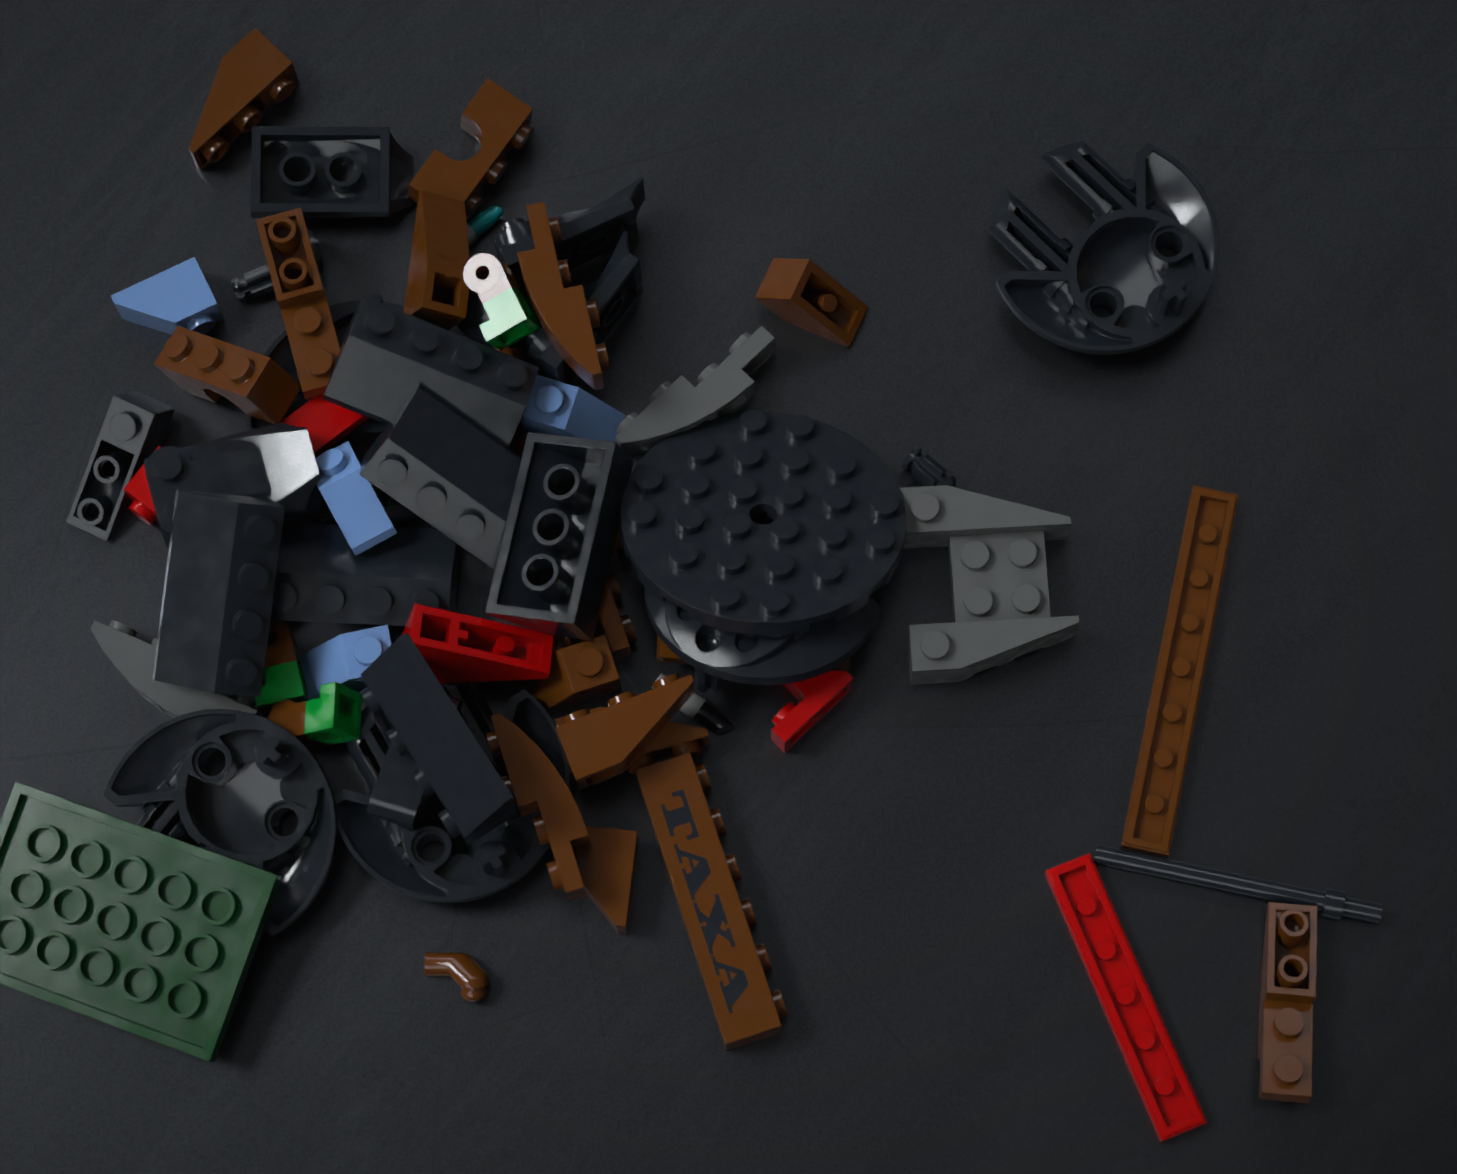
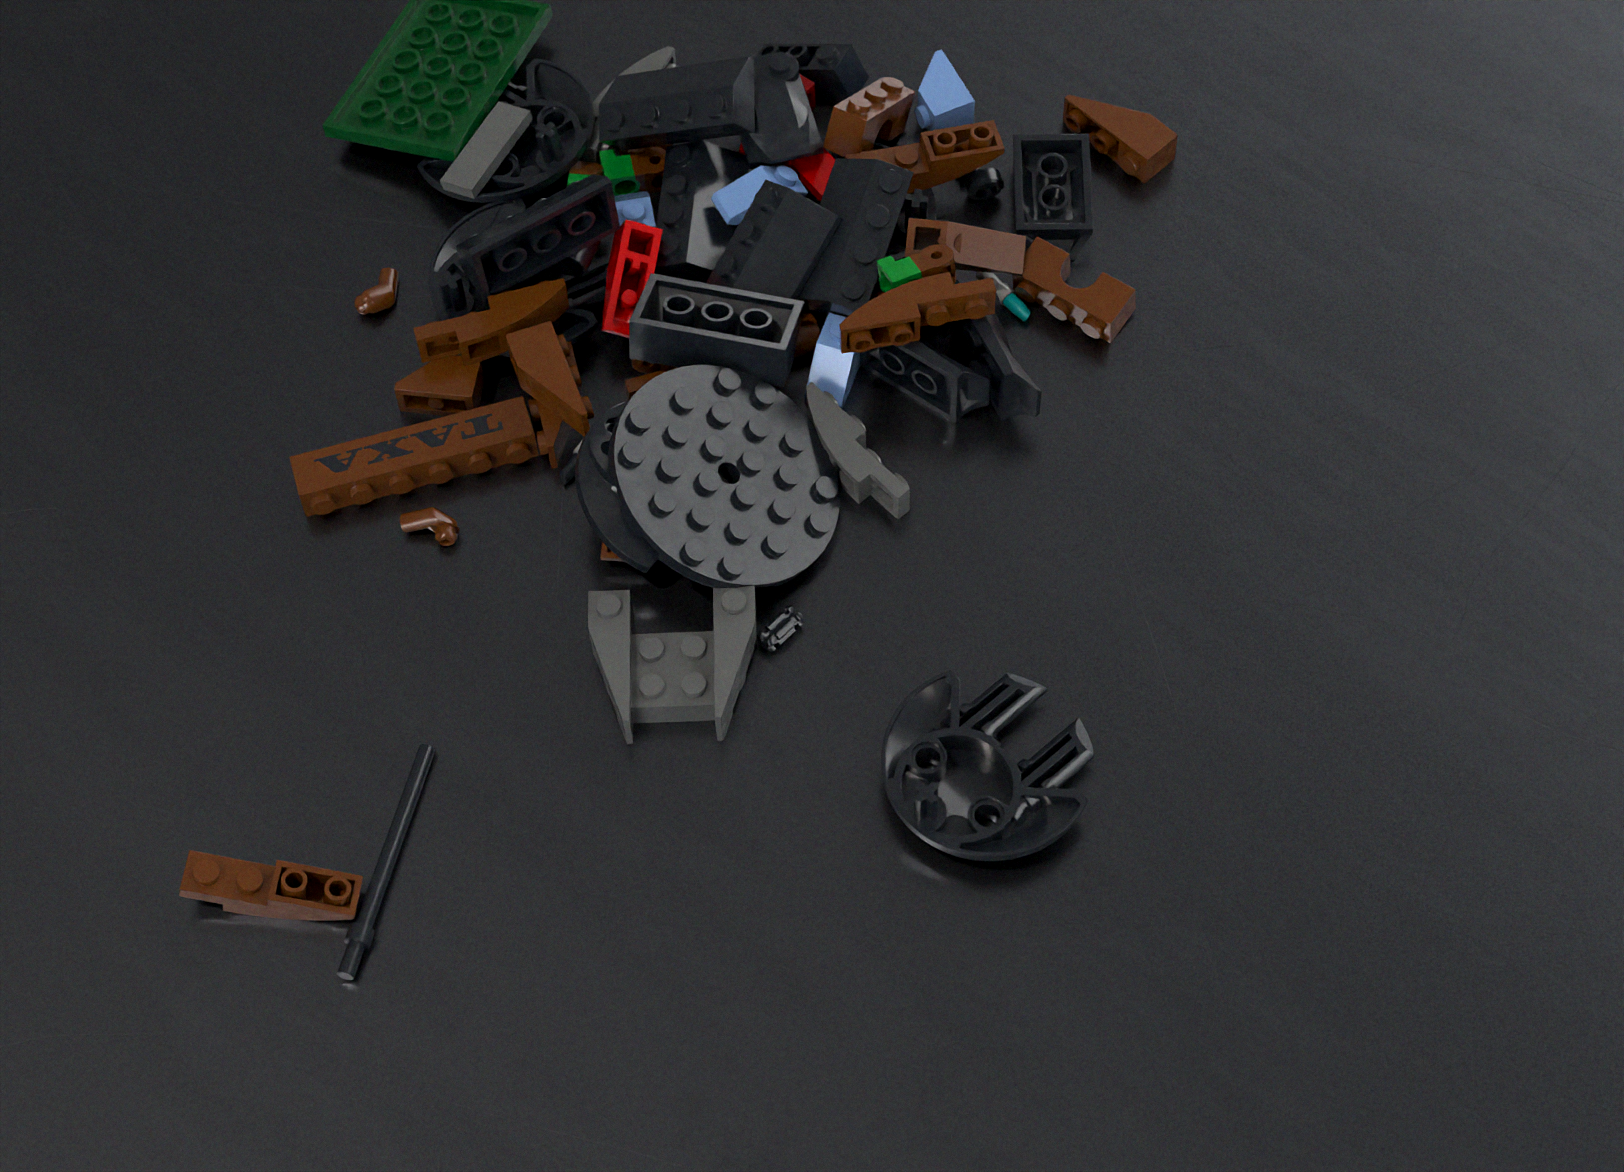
camera: 90 degrees right, 15 degrees down
(263, 839) = (486, 150): none -> dark grey tile
(576, 677) = (610, 367): reddish brown slope -> none
(794, 875) = (433, 519): none -> reddish brown arm
(811, 300) = (938, 537): reddish brown slope -> none
(816, 699) = (570, 529): red slope -> none
(1125, 998) = (298, 767): red tile -> none
(1179, 672) = (589, 824): reddish brown tile -> none

